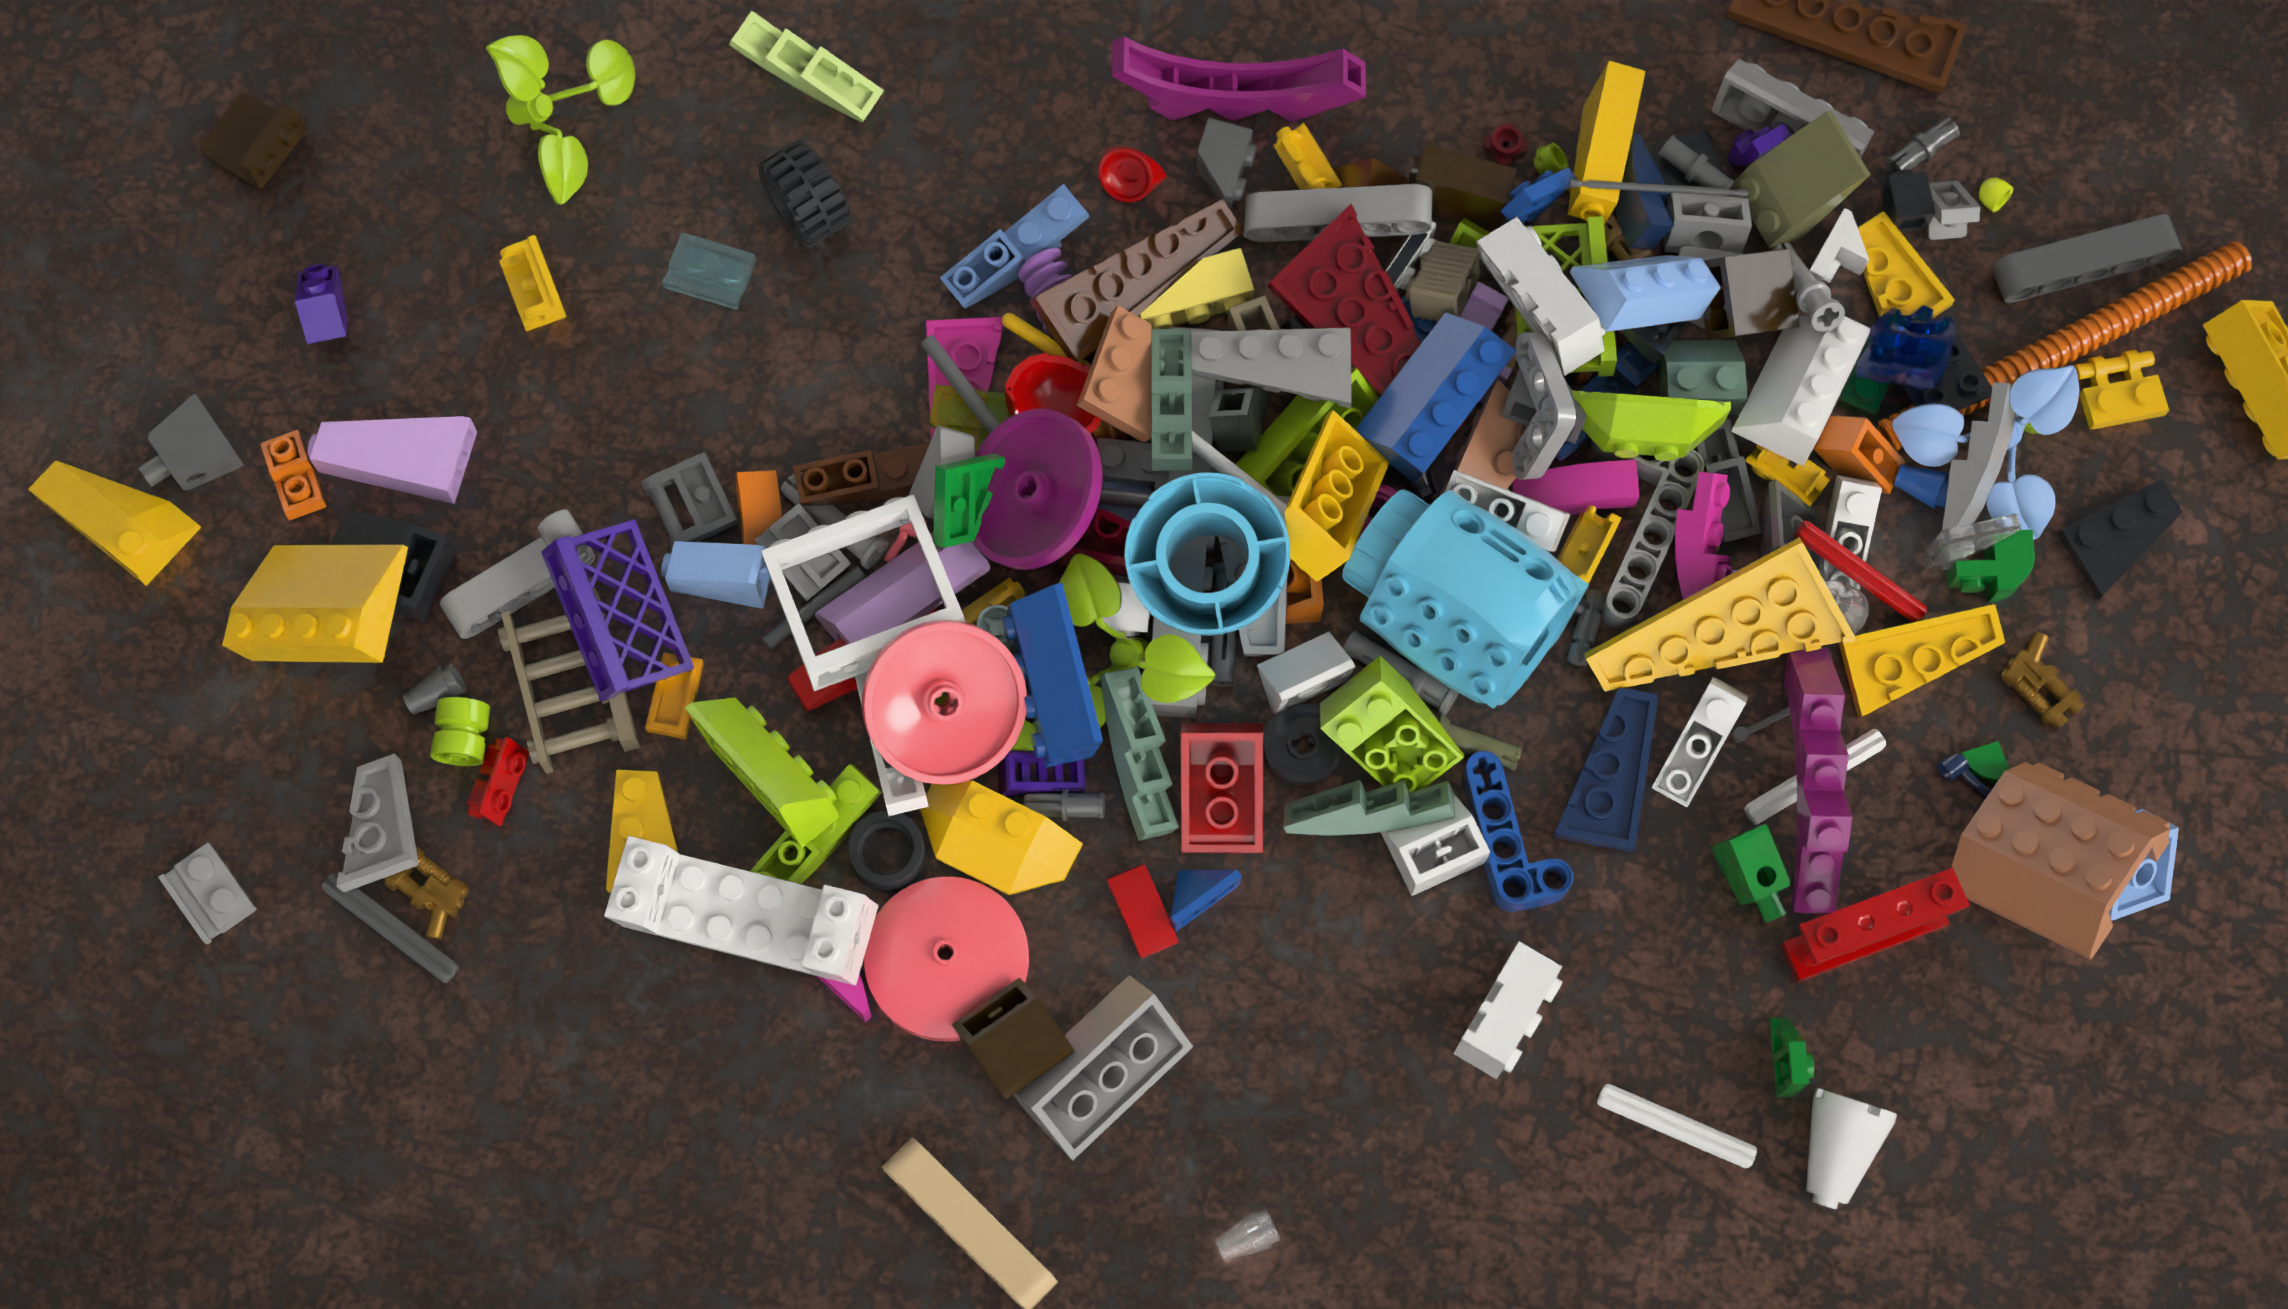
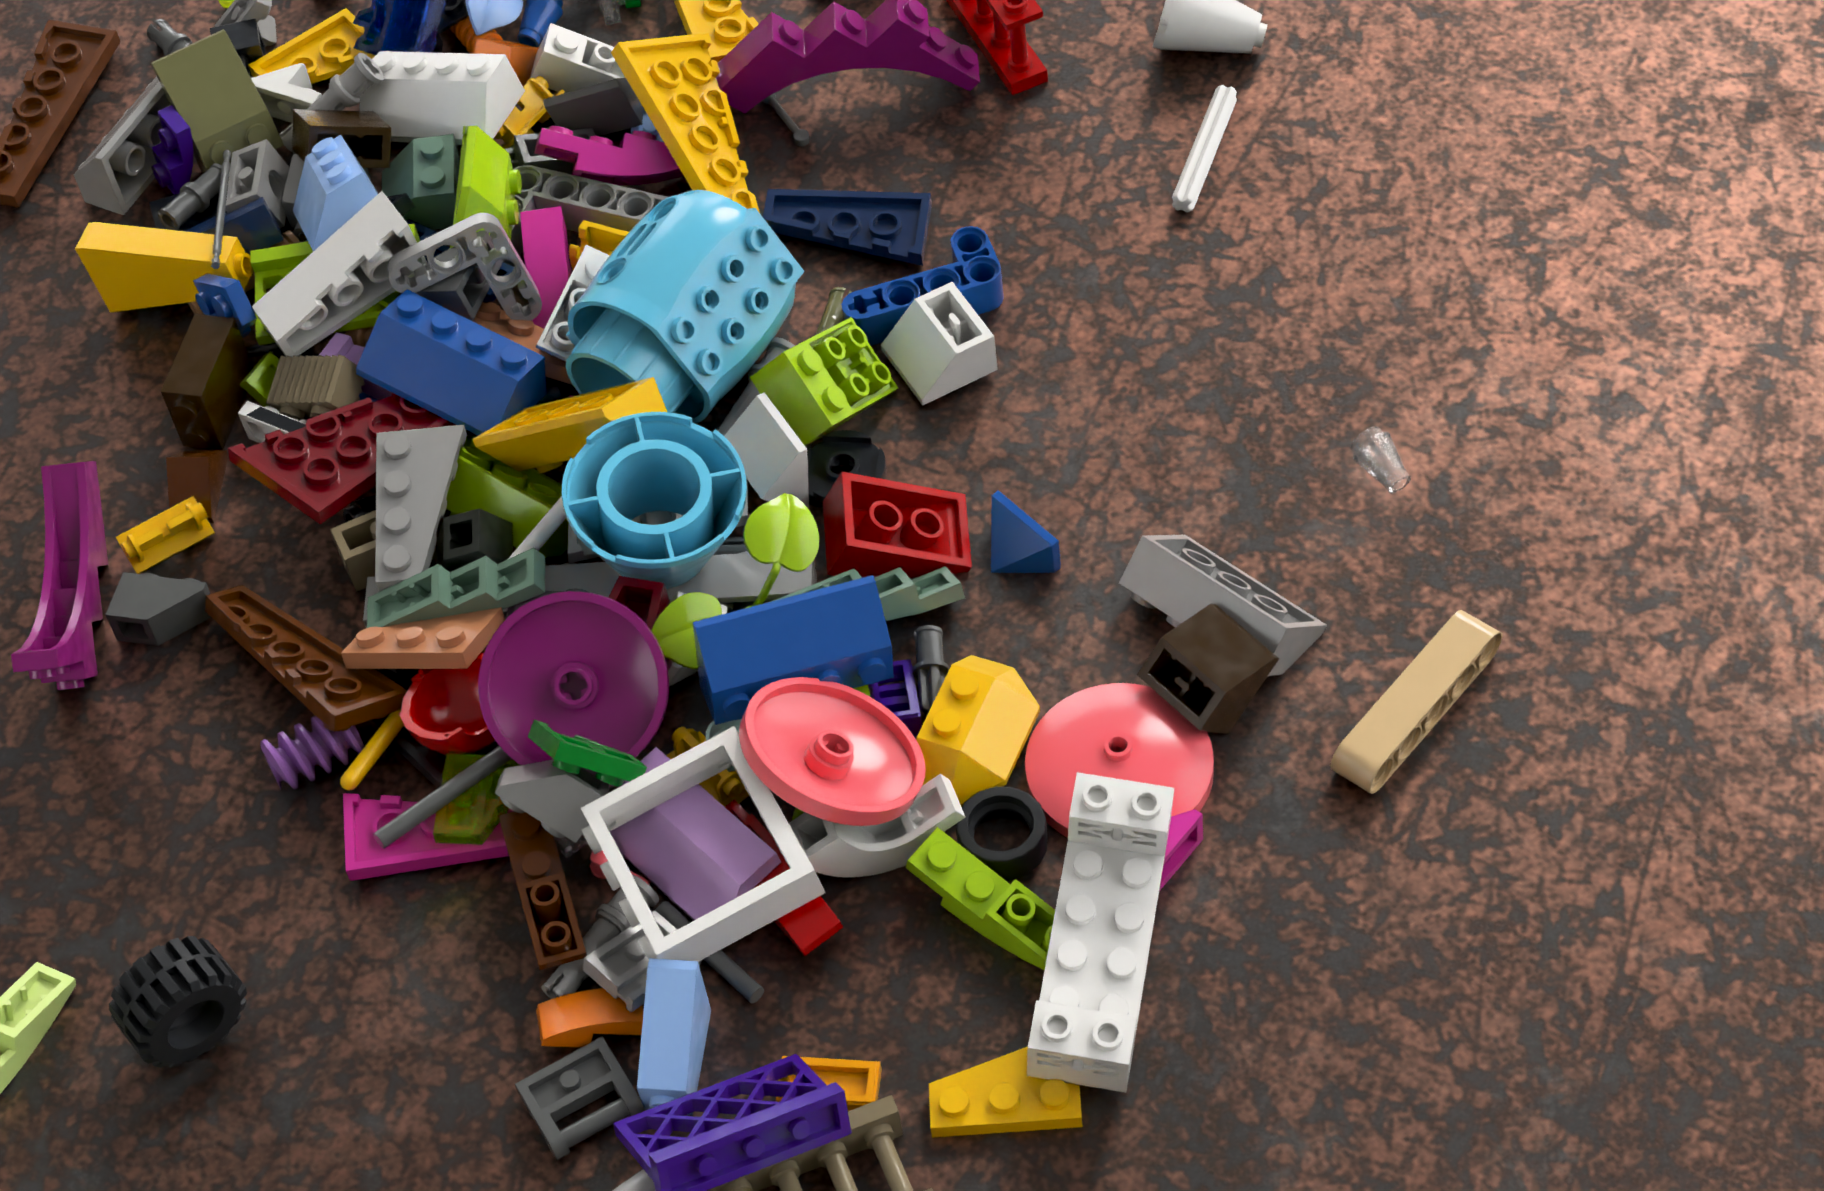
camera: 85 degrees left, 20 degrees down
(709, 270) = (270, 1119): clear light blue plate -> none
(765, 767) = (923, 941): lime slope -> none
(1002, 255) = (254, 791): medium blue slope -> none
(1129, 173) = (164, 697): red piece -> none
(1142, 910) = (1035, 590): red slope -> none
(1203, 291) = (308, 594): light yellow slope -> none
(1306, 213) = (228, 490): light grey beam -> none
(1354, 811) = (913, 398): sand green slope -> none
(1505, 133) = (149, 368): dark red plate -> none
(1510, 1011) = (1114, 270): white wedge -> none
(1550, 158) = (174, 326): lime plate -> none
(1700, 741) = (808, 155): white slope -> none
(1752, 855) = (941, 102): green torso -> none
(1786, 792) = (860, 97): white axle -> none
(1790, 1061) = (1128, 60): green wing -> none
(1860, 571) = (656, 27): red axle -> none

